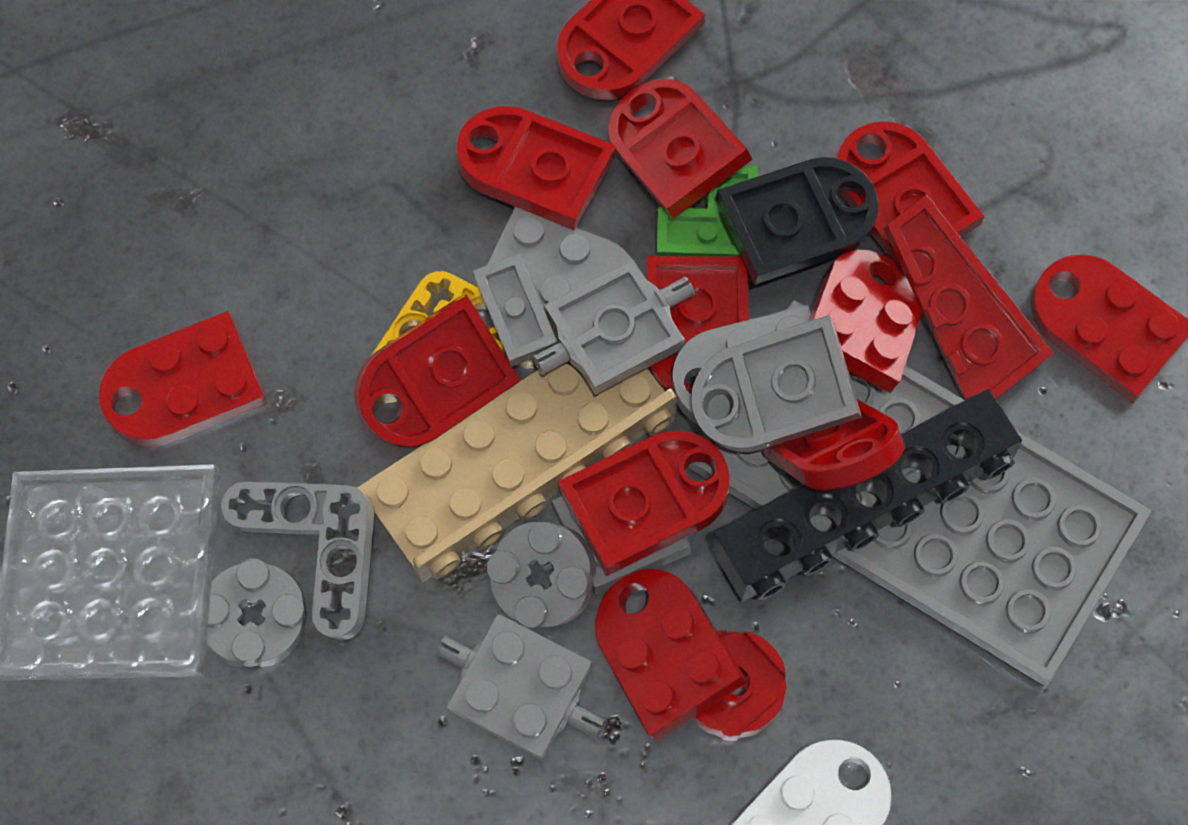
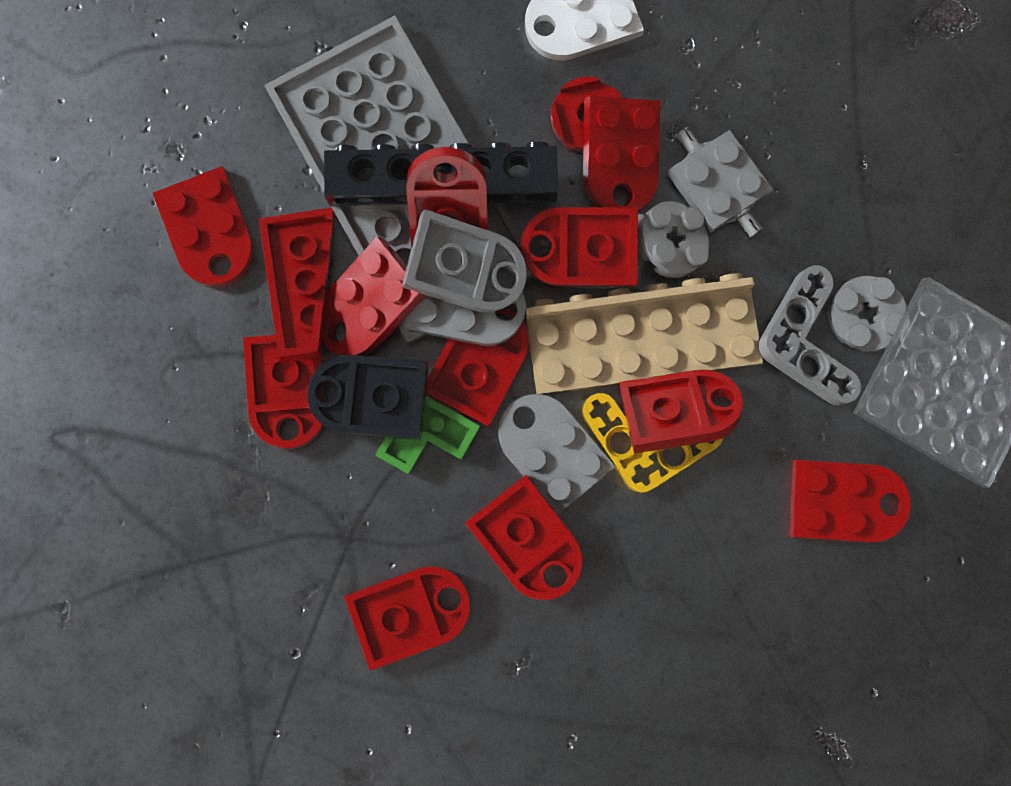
camera: 150 degrees left, 15 degrees up
(514, 309) = (602, 426): light grey plate -> none
(614, 326) = (542, 378): light grey plate -> none
(677, 148) = (424, 498): red plate -> none

